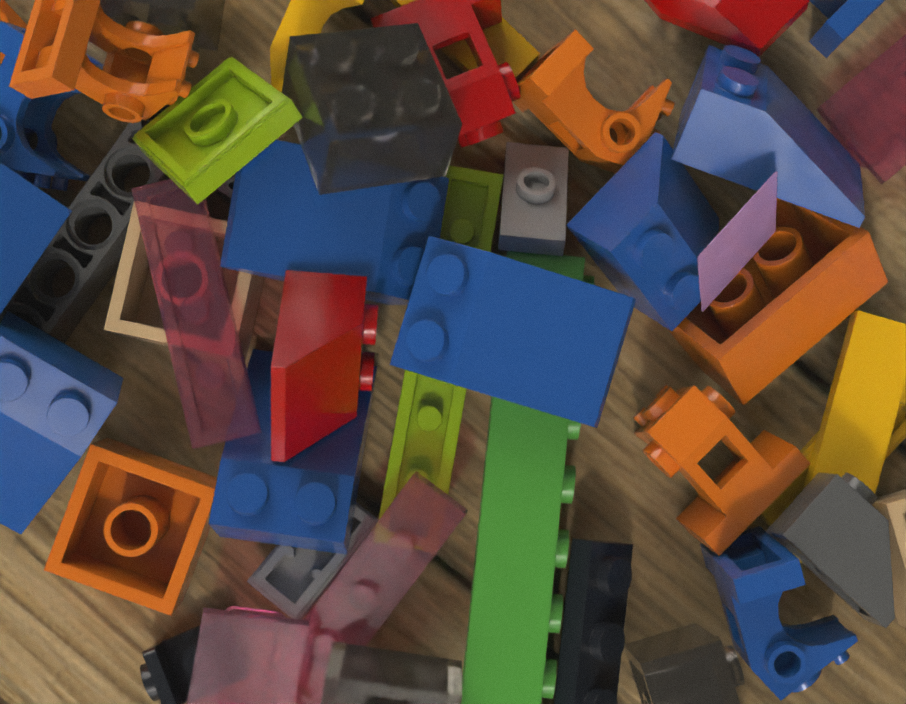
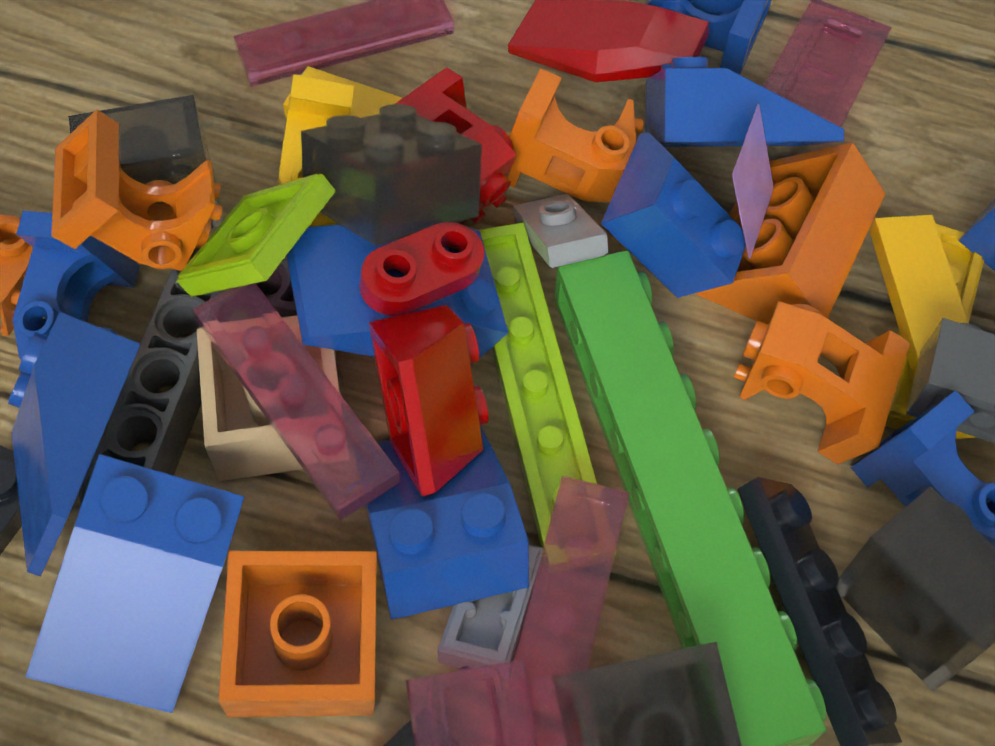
camera: 25 degrees left, 25 degrees down
(359, 227) = (427, 267): none -> red plate
(513, 331) = (595, 313): blue slope -> none

